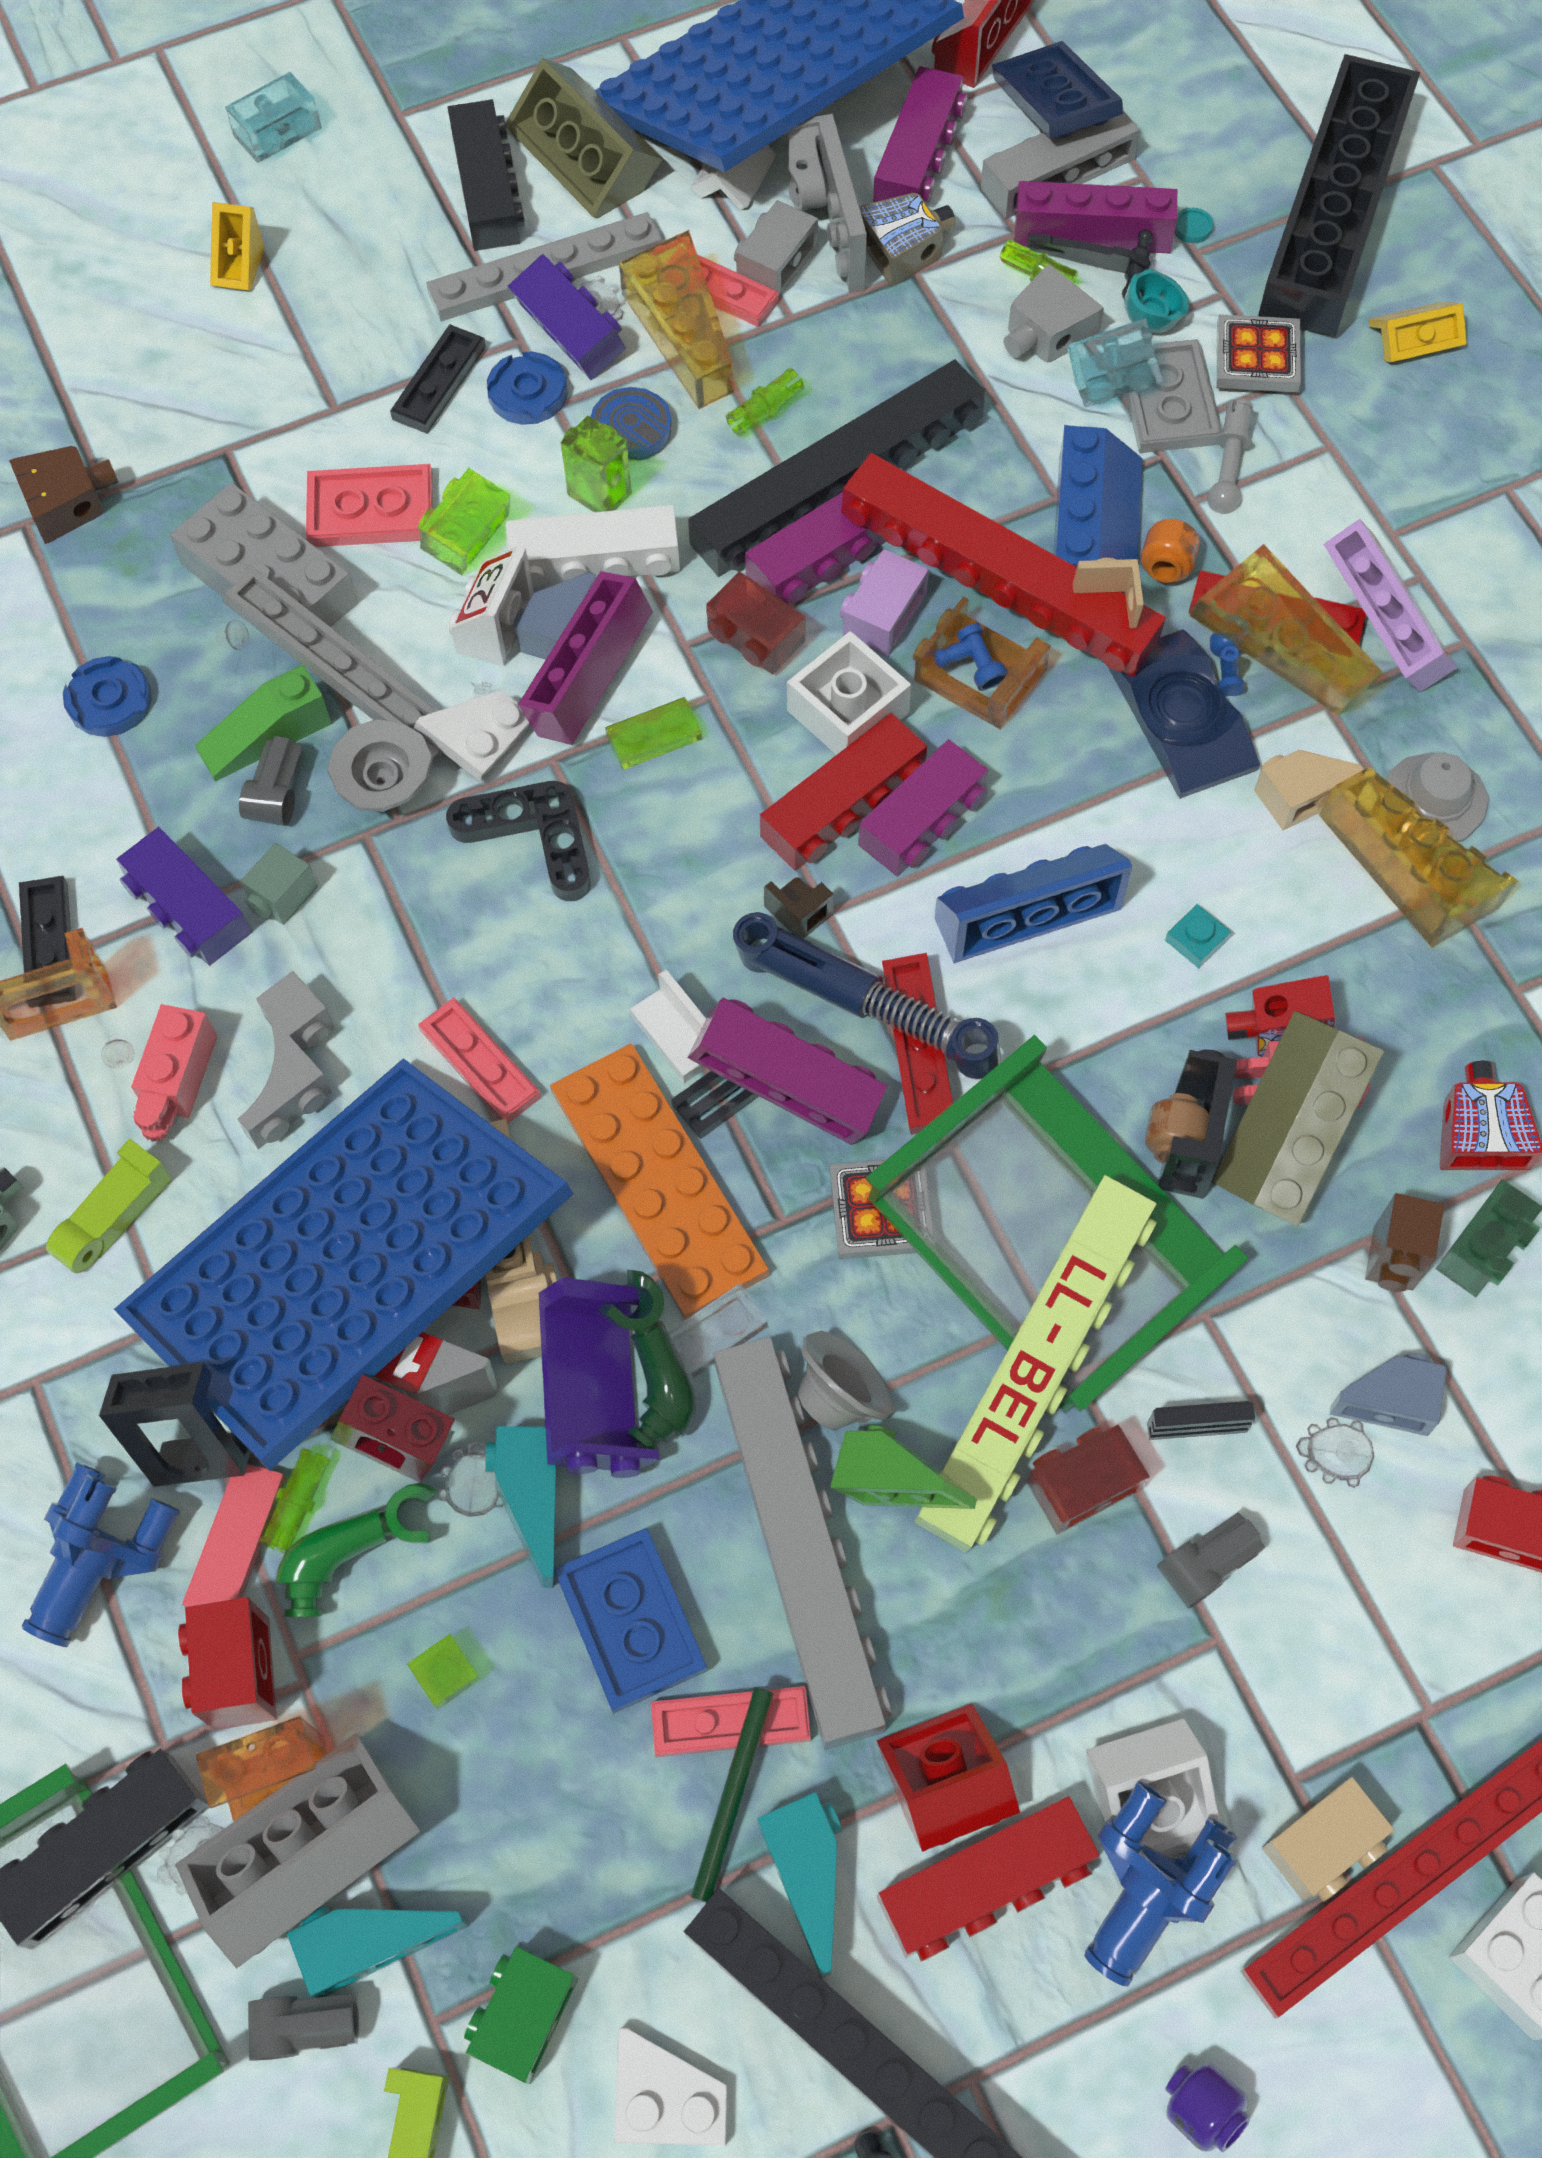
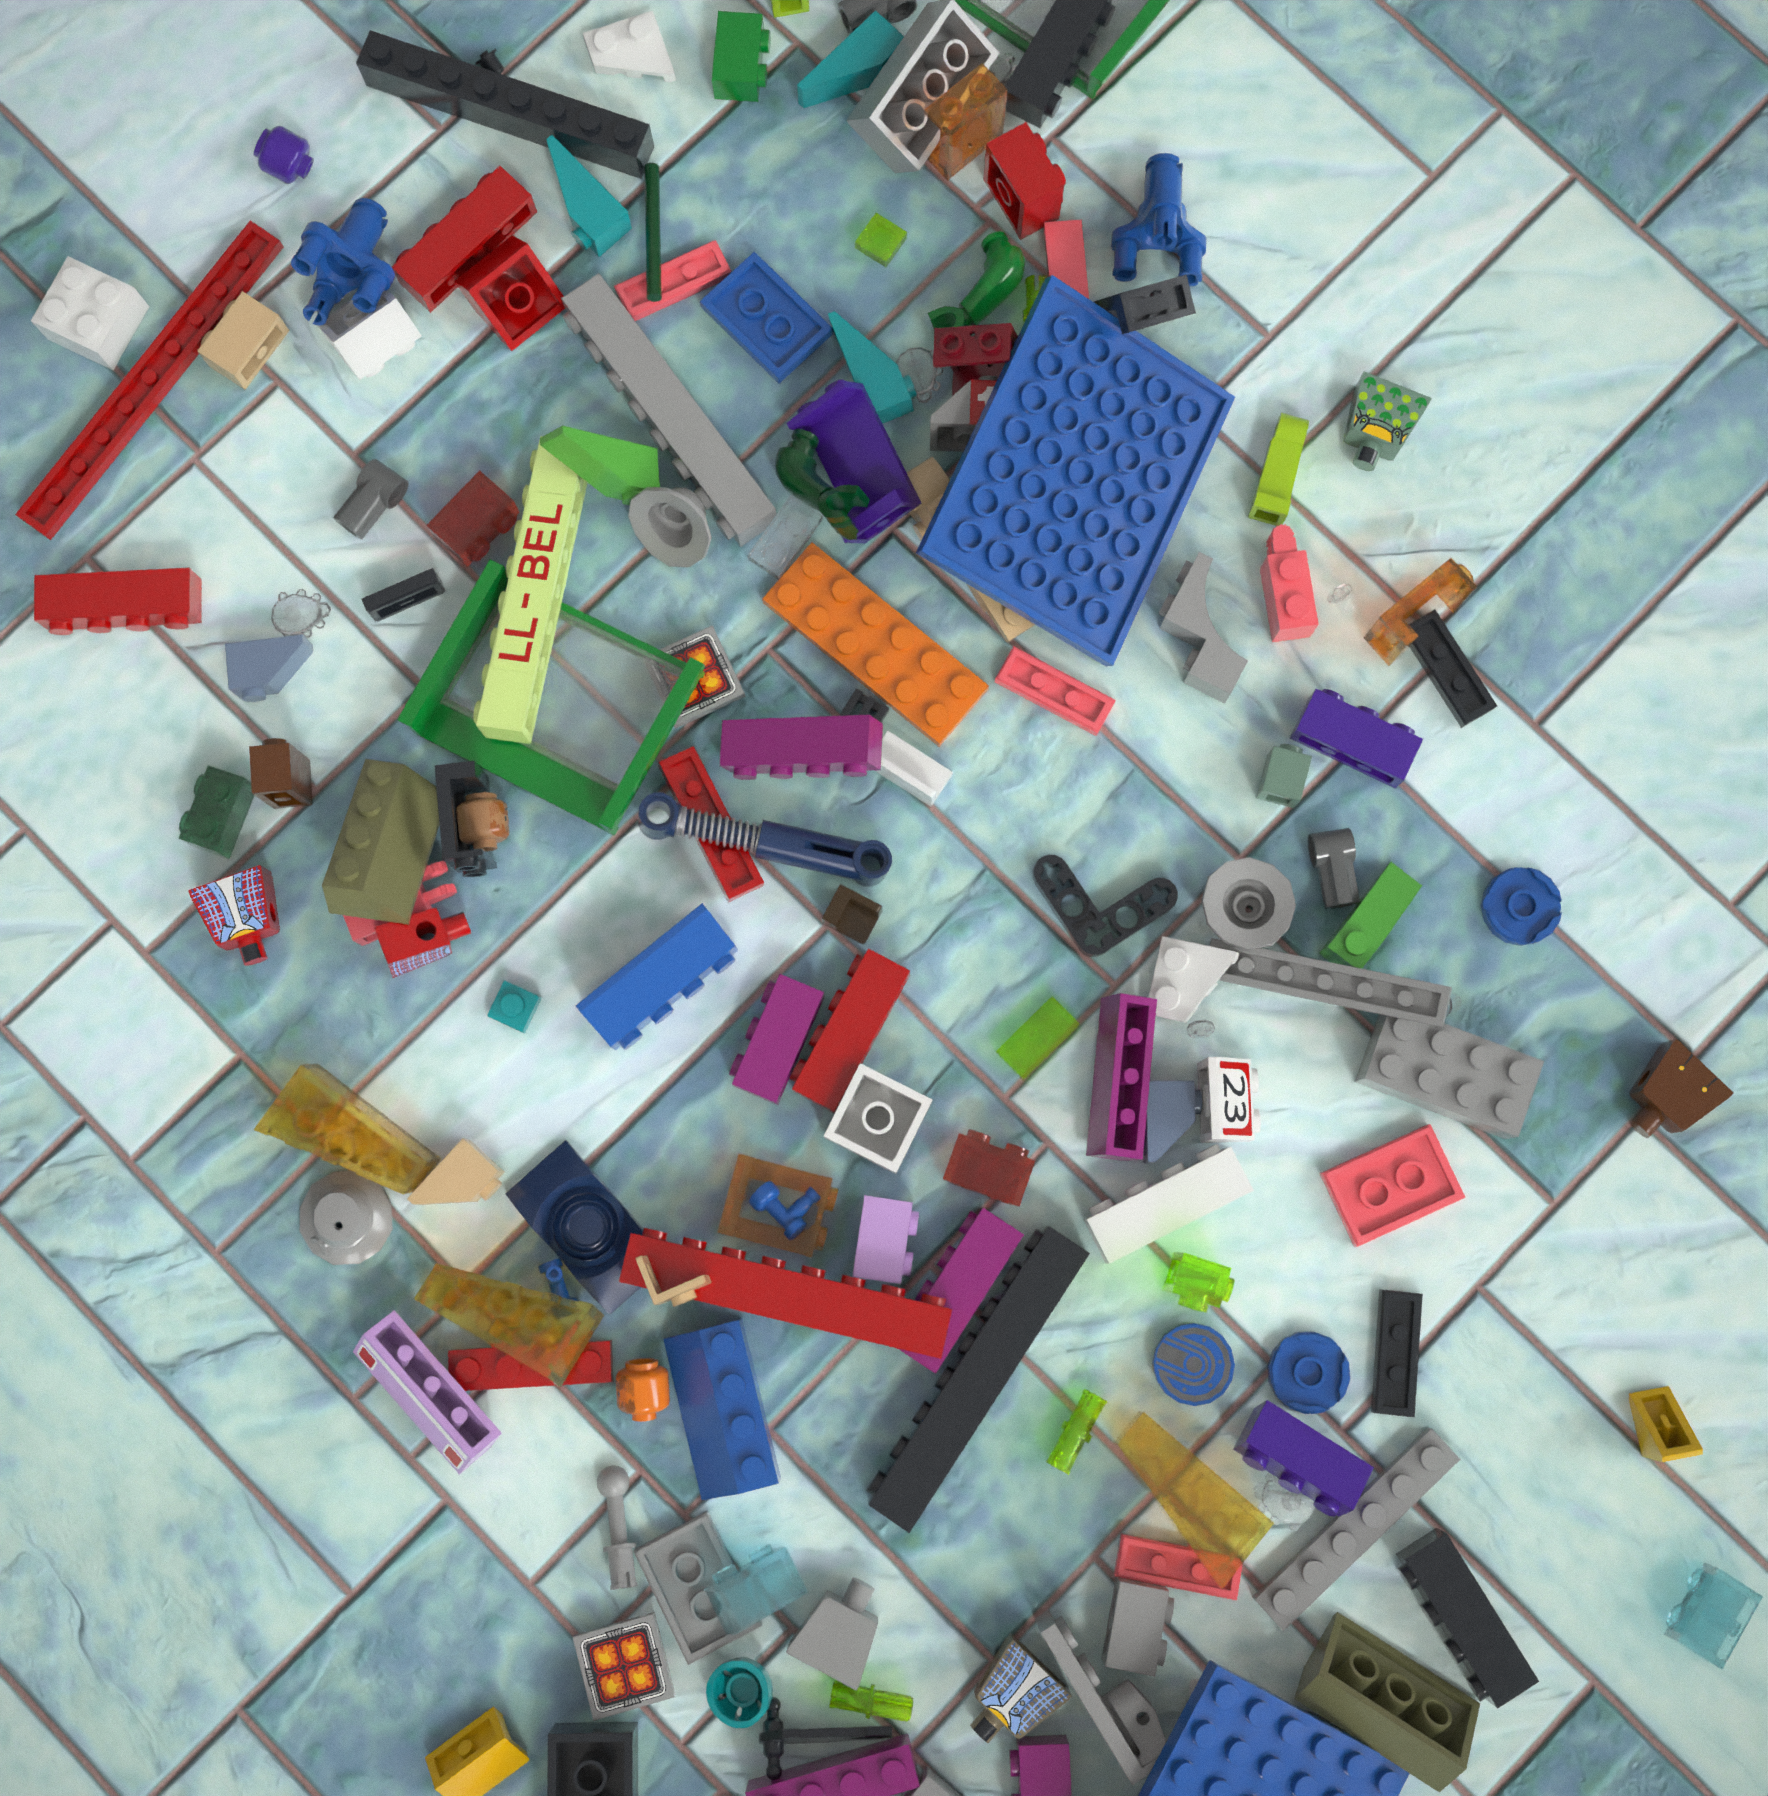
camera: 160 degrees right, 15 degrees up
(463, 520) = (1294, 1184): clear neon green brick -> none

